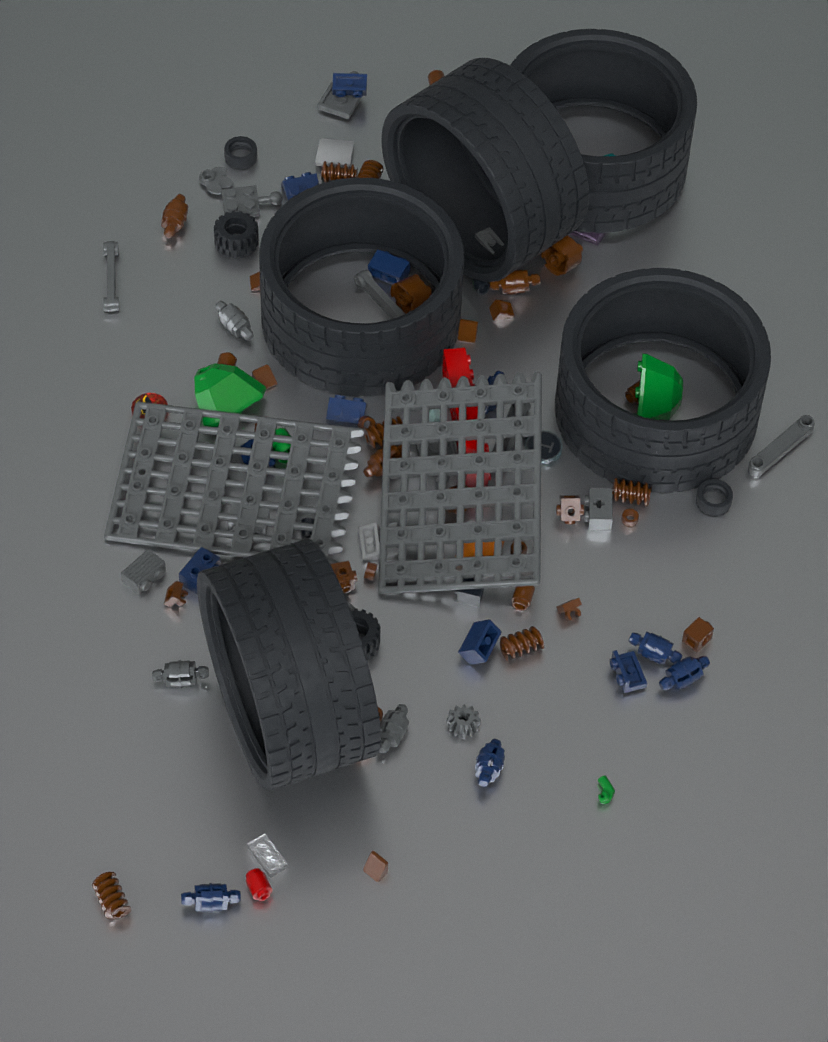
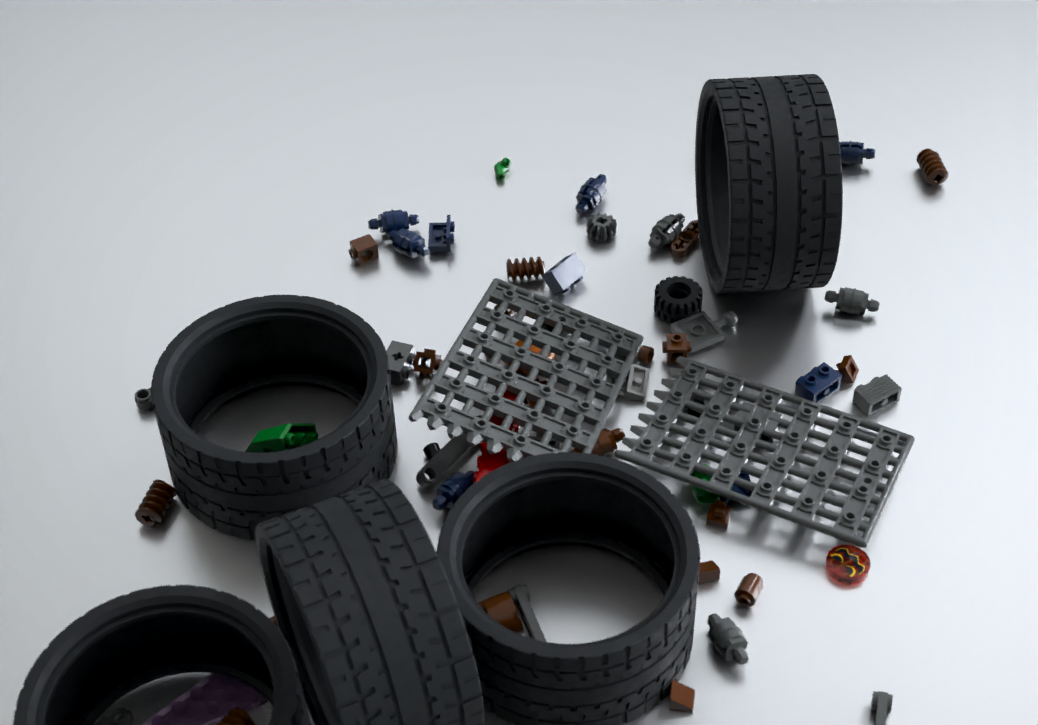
camera: 160 degrees left, 10 degrees down
(225, 390) = (758, 544): green brick -> none
(550, 446) = (418, 435): black tile -> none
(568, 607) = (468, 290): reddish brown tile -> none

